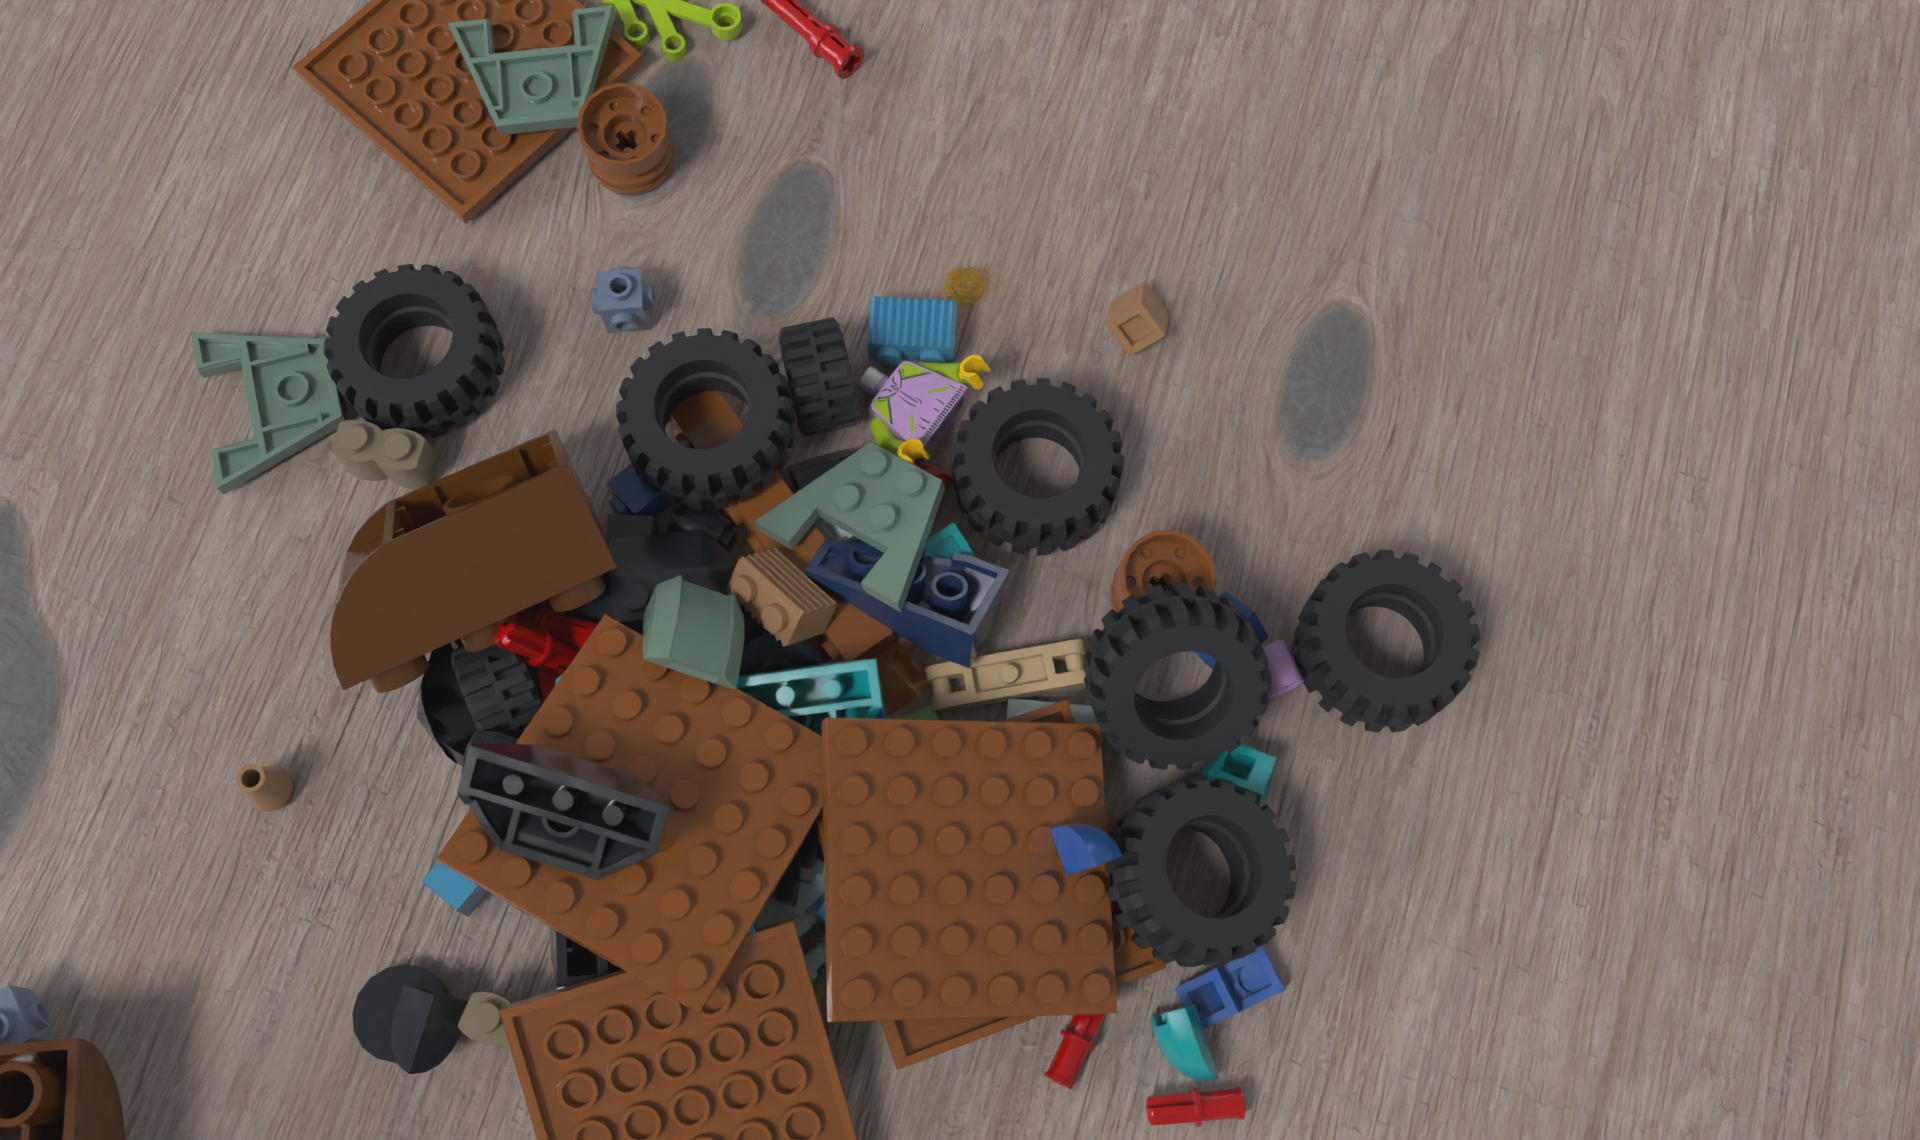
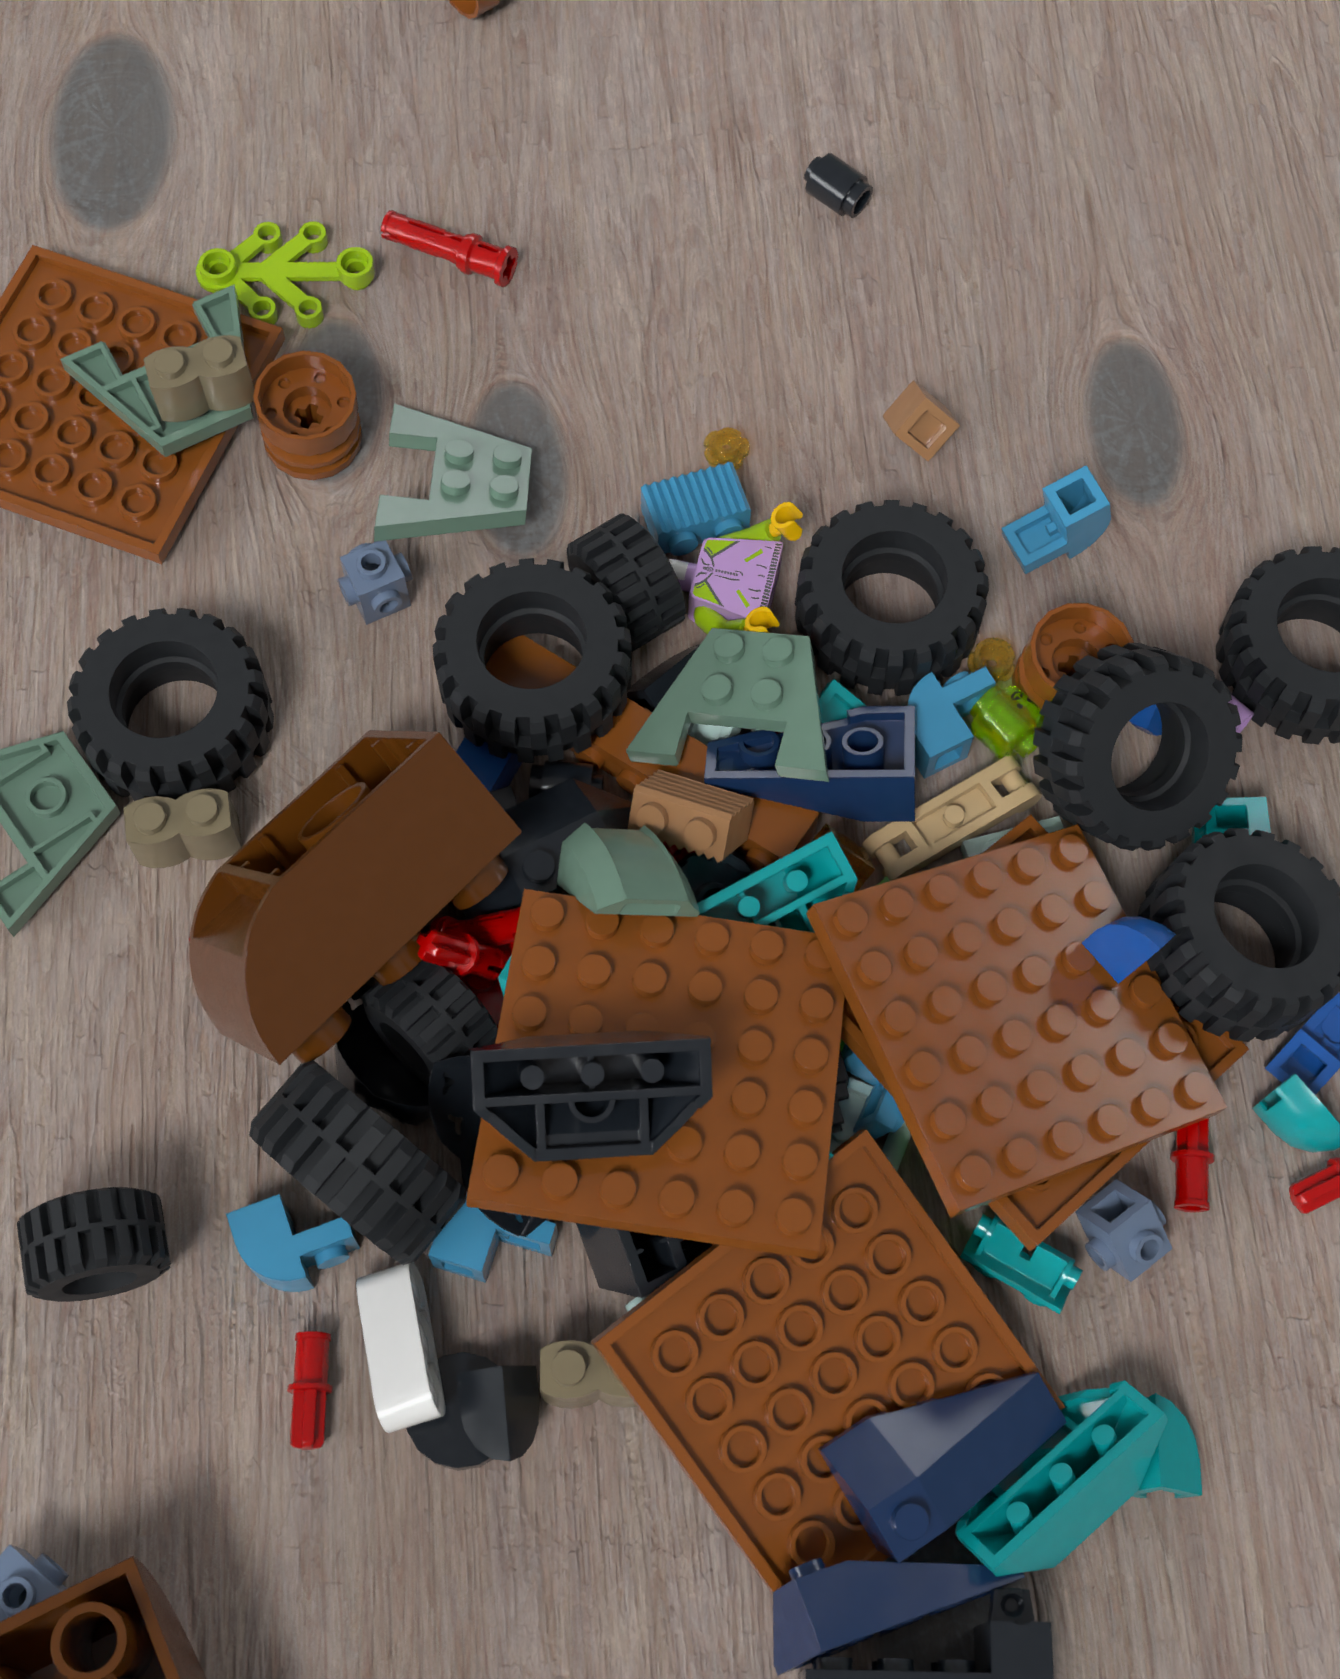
camera: 20 degrees left, 5 degrees down
(168, 772) = (93, 1244): none -> black tyre
(265, 786) = (207, 1236): medium nougat cone -> none
(293, 951) = (310, 1390): none -> red axle
(313, 828) = (279, 1255): none -> dark azure brick
(371, 945) = (400, 1347): none -> white beam
(383, 787) = (357, 1163): none -> black tyre
(543, 80) = (200, 378): none -> dark tan brick
(739, 245) = (474, 480): none -> sand green wing
(902, 1090) = (1041, 1278): none -> teal hinge
(989, 1090) = (1123, 1230): none -> sand blue brick
(1026, 594) = (939, 728): none -> dark azure brick
(1085, 605) = (1006, 721): none -> clear neon green head
(1109, 542) = (995, 650): none -> clear yellow plate
(1160, 83) = (837, 185): none -> black brick
(1216, 454) = (1068, 523): none -> dark azure brick

